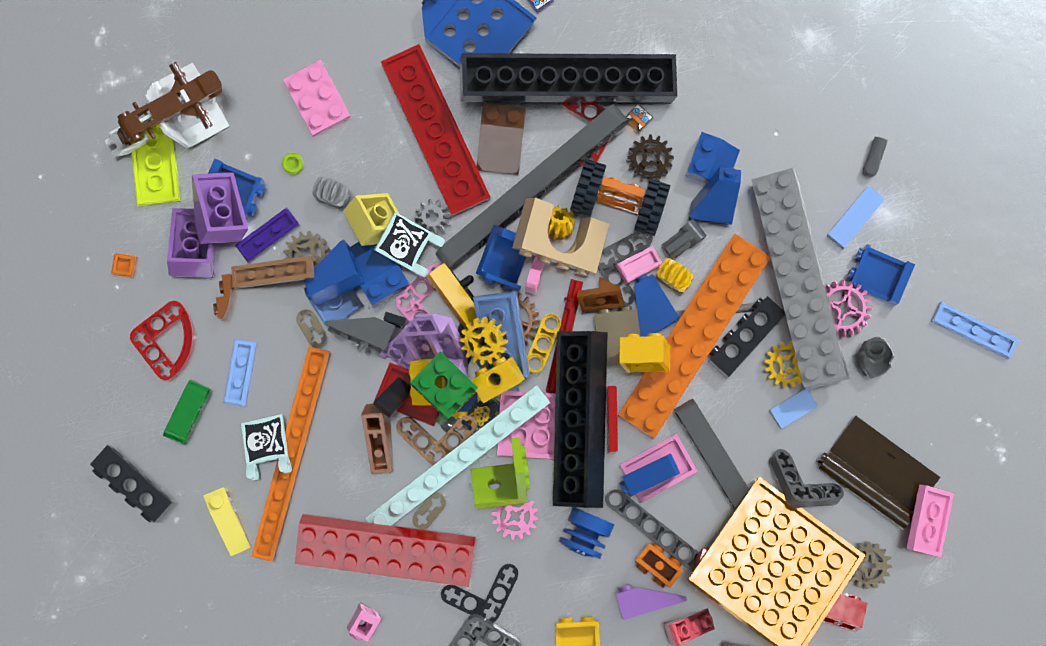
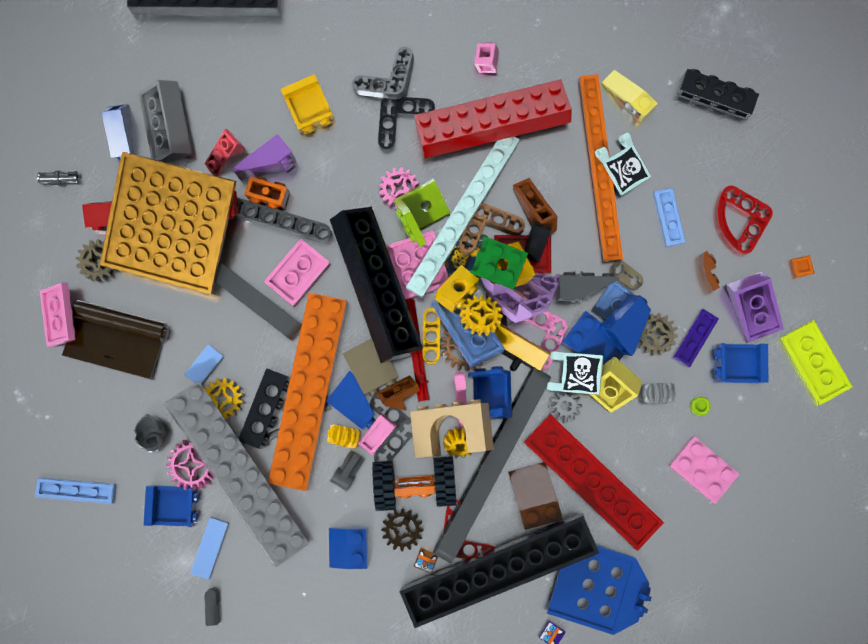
camera: 165 degrees right, 0 degrees up
(180, 104) = (820, 415): piece -> none
(186, 412) = (699, 167): green beam -> none
(218, 208) = (747, 340): medium lavender slope -> none
(272, 272) = (678, 306): medium nougat plate -> none
(398, 321) = (560, 306): black tile -> none
(425, 507) = (466, 164): dark tan beam -> none
(586, 533) = (335, 191): blue wheel -> none
(612, 422) = (349, 294): red tile -> none
(645, 353) = (342, 355): yellow brick -> none
(649, 475) = (300, 260): blue slope -> none
(718, 197) = (331, 516): blue slope -> none
(784, 465) = (176, 298): dark grey beam -> none

